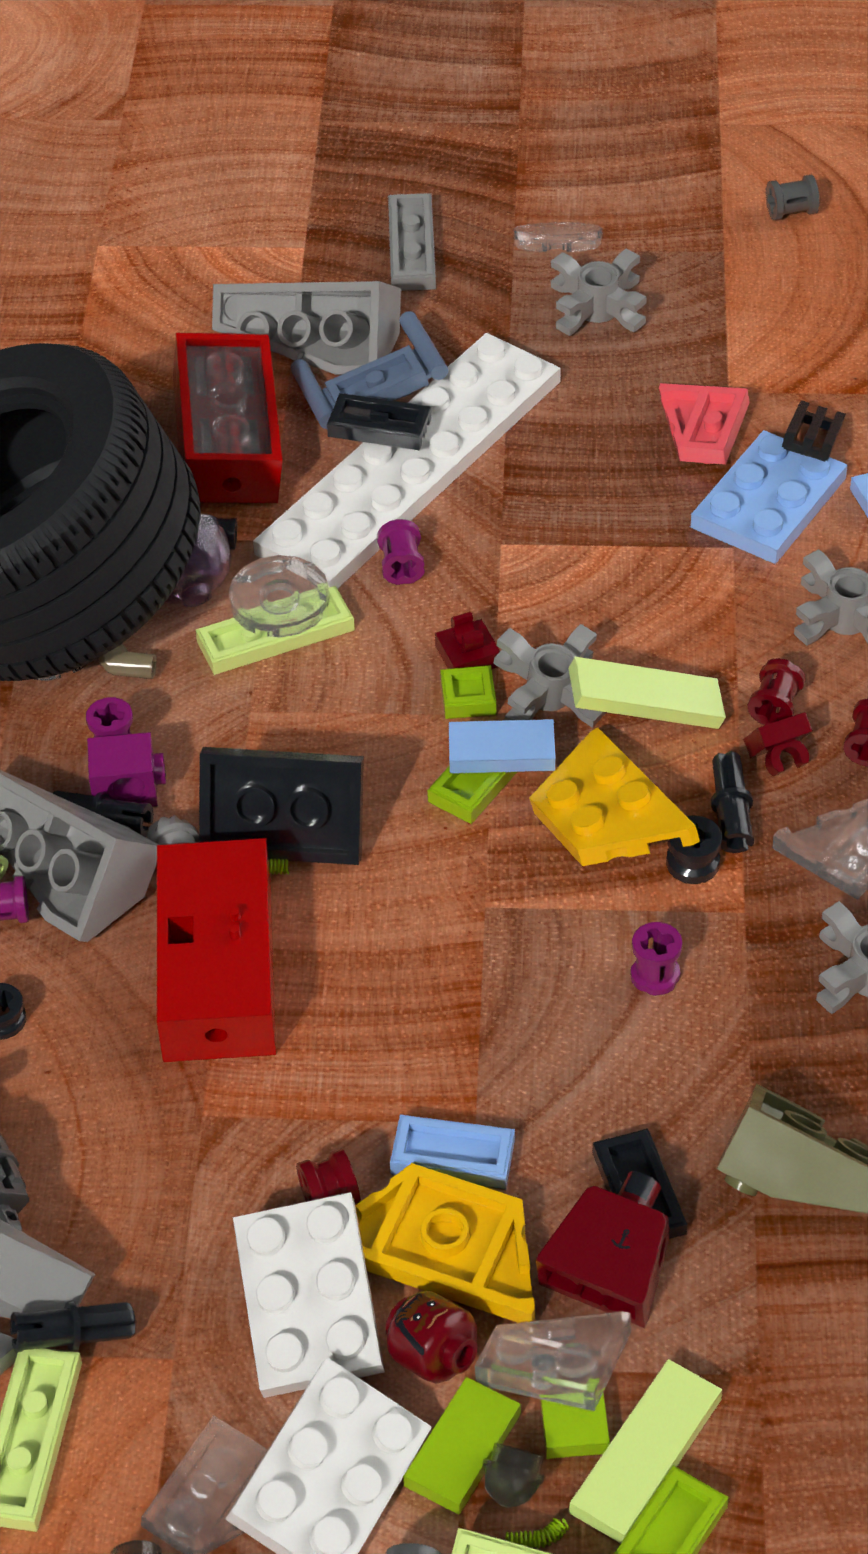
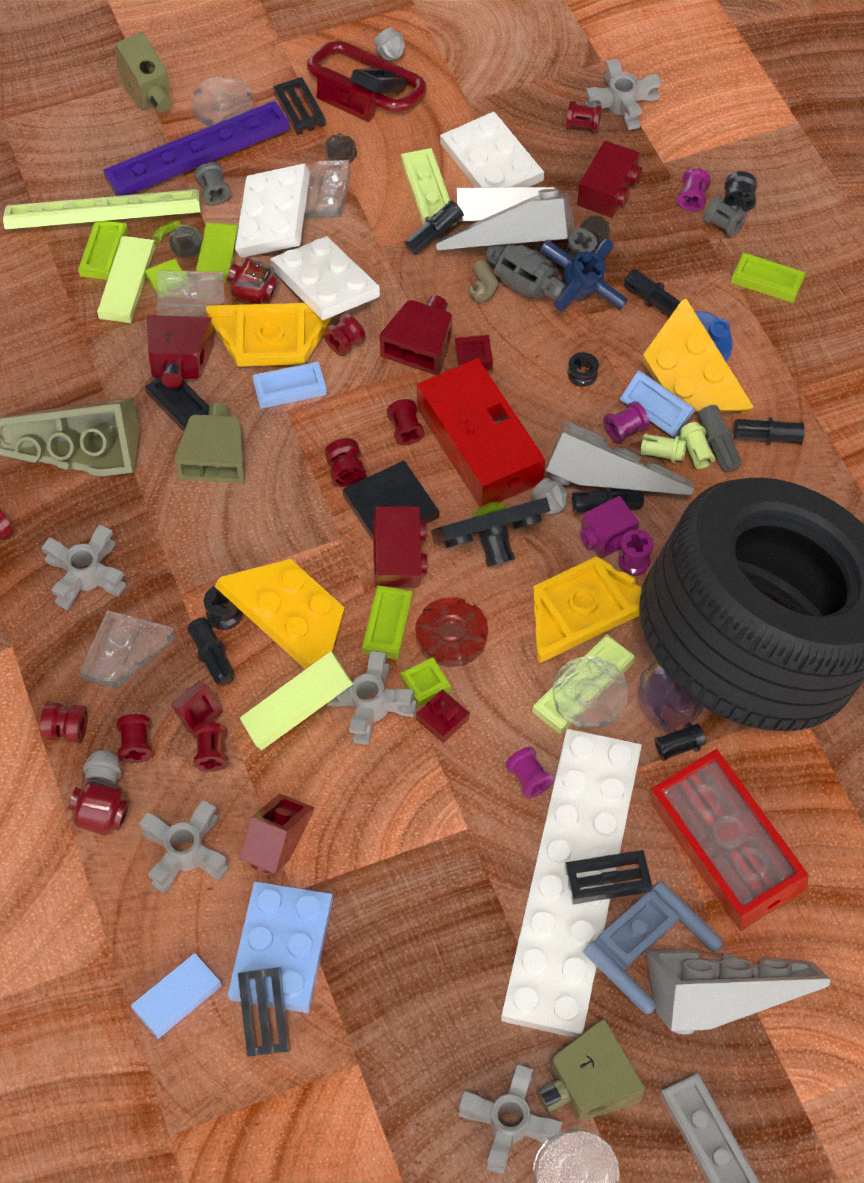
camera: 155 degrees right, 10 degrees up
(52, 1202) = (487, 282): none -> dark tan arm
(150, 1066) = (472, 348): none -> dark red tile
(209, 1139) = (419, 335): none -> dark red torso
(217, 699) = (582, 606): none -> yellow wing
(310, 1012) = (405, 421): none -> dark red bush
(393, 918) = (389, 488): none -> black tile
(402, 737) = (451, 632): none -> clear red tile
(422, 826) = (398, 547): none -> dark red piece
(431, 980) = (345, 462): none -> dark red wheel
(499, 297) = (592, 1076): none -> olive torso
(501, 746) = (376, 627): light blue tile -> none
(619, 1070) = (212, 448): none -> olive torso
(663, 955) = (220, 517): magenta bush -> none
(703, 420) = (360, 1000): coral wing -> none
(728, 581) = (275, 833): none -> dark red slope

